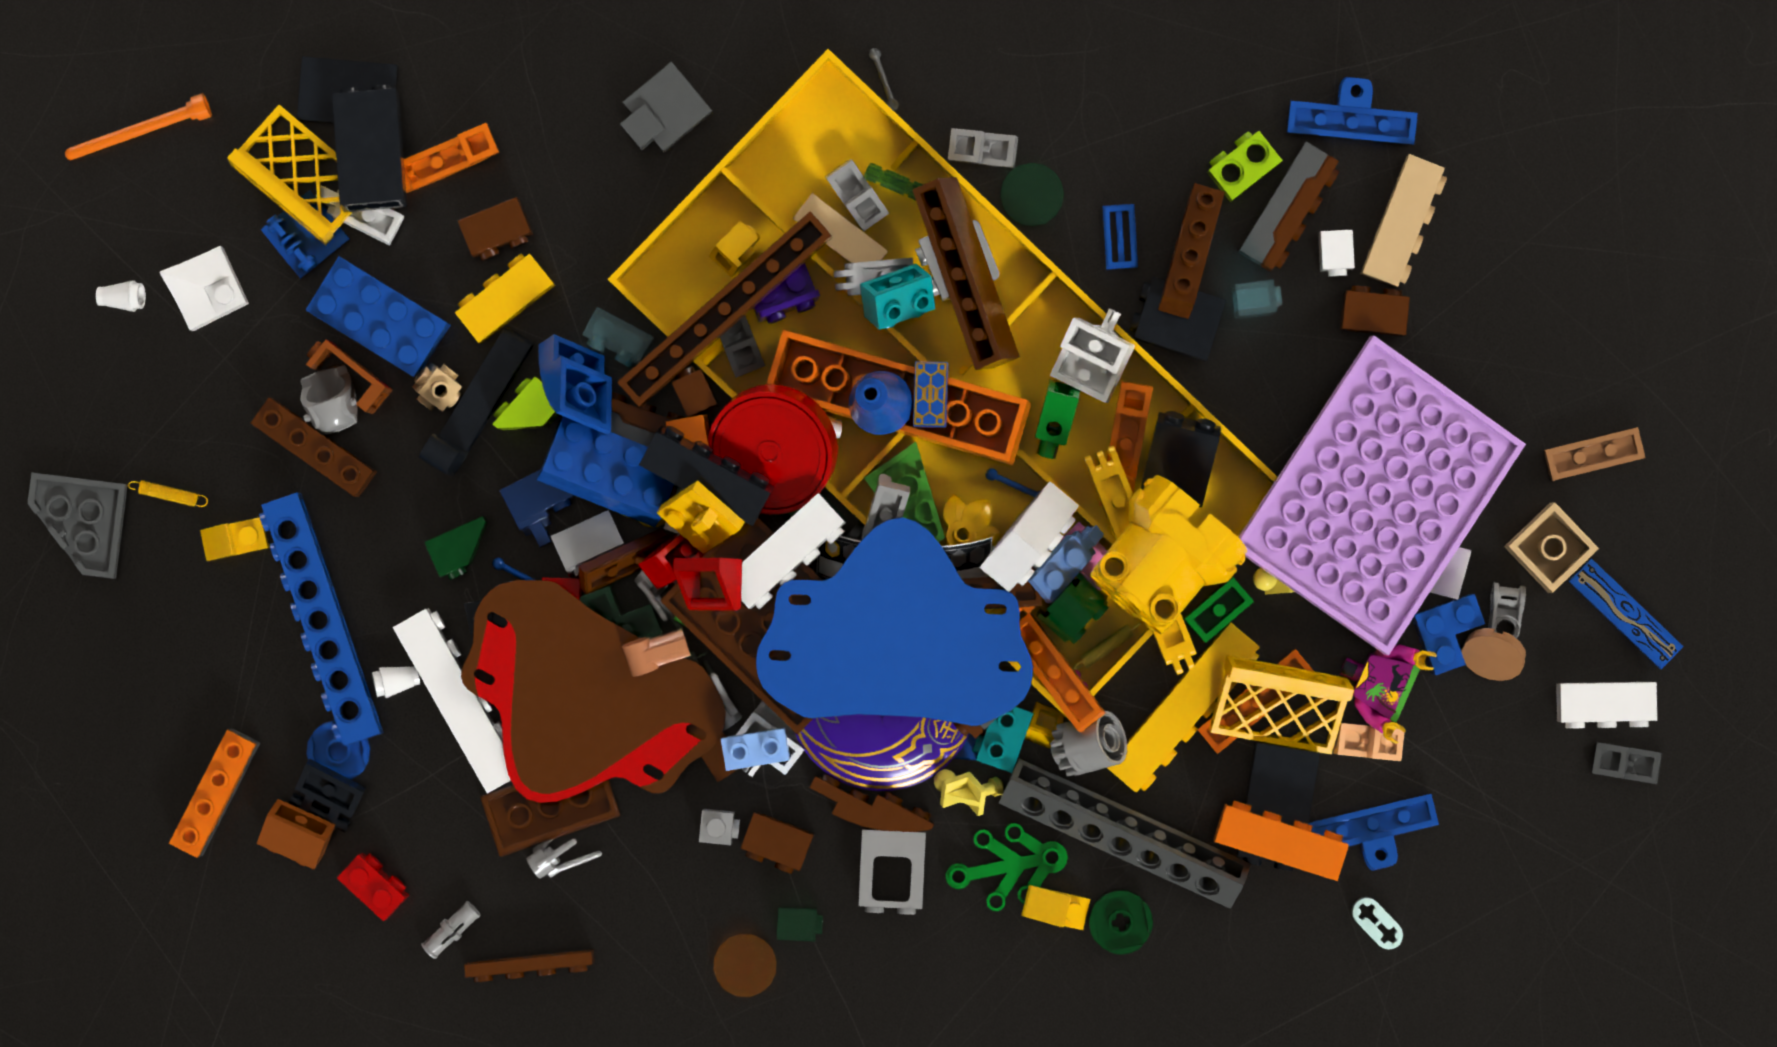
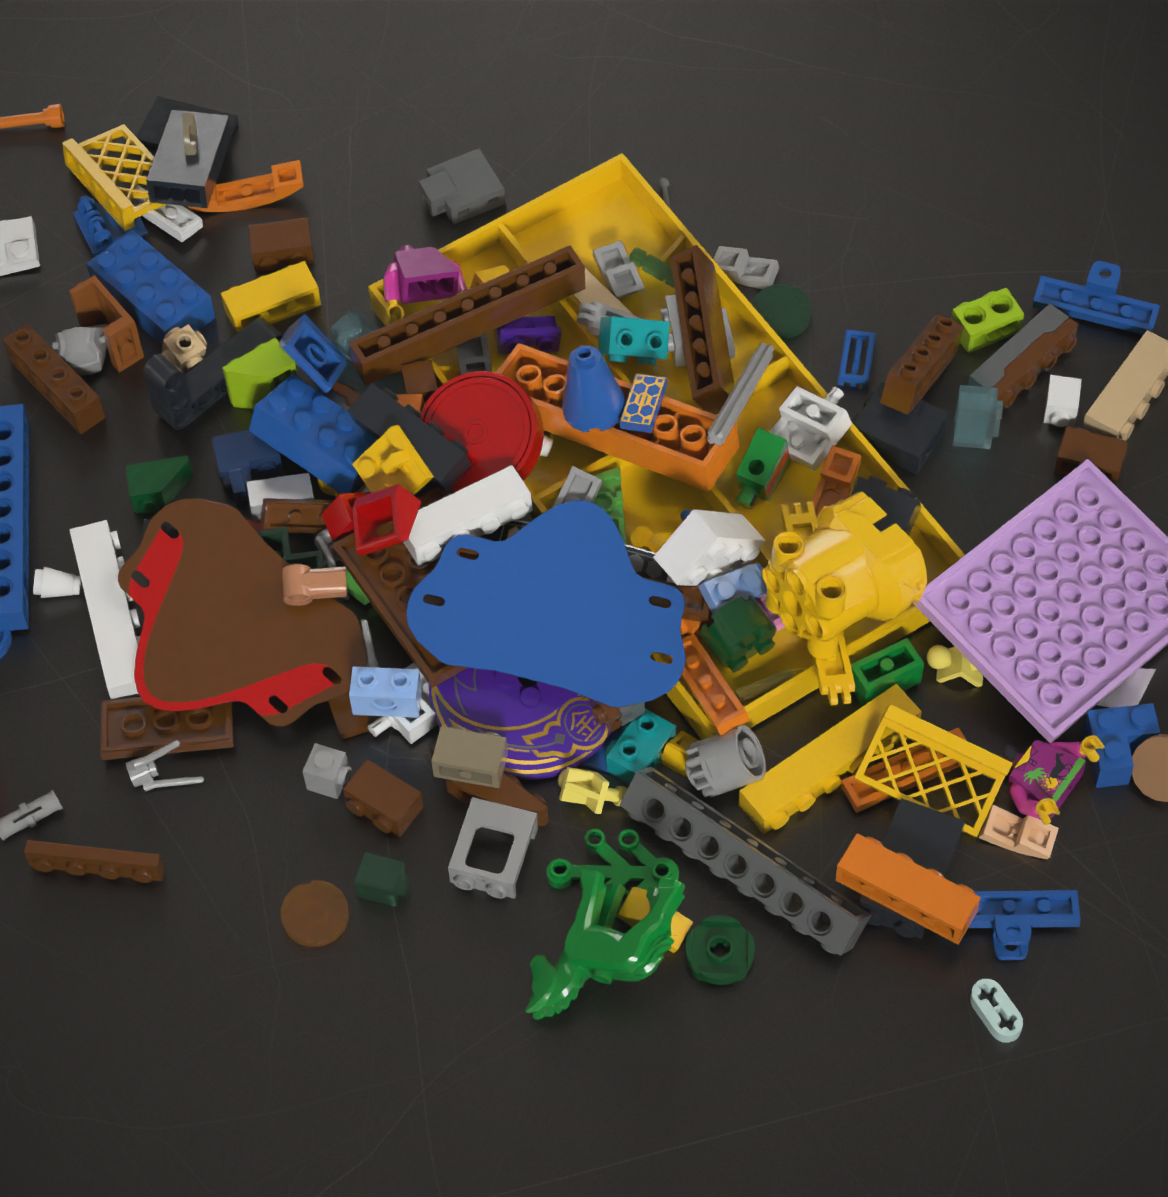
camera: 15 degrees right, 30 degrees down
(368, 138) = (189, 134): none -> dark tan tile
(663, 266) = (419, 277): none -> magenta torso
(852, 796) = (470, 756): none -> dark tan brick
(1018, 960) = (600, 951): none -> green animal
(1023, 358) = (740, 394): none -> light grey axle

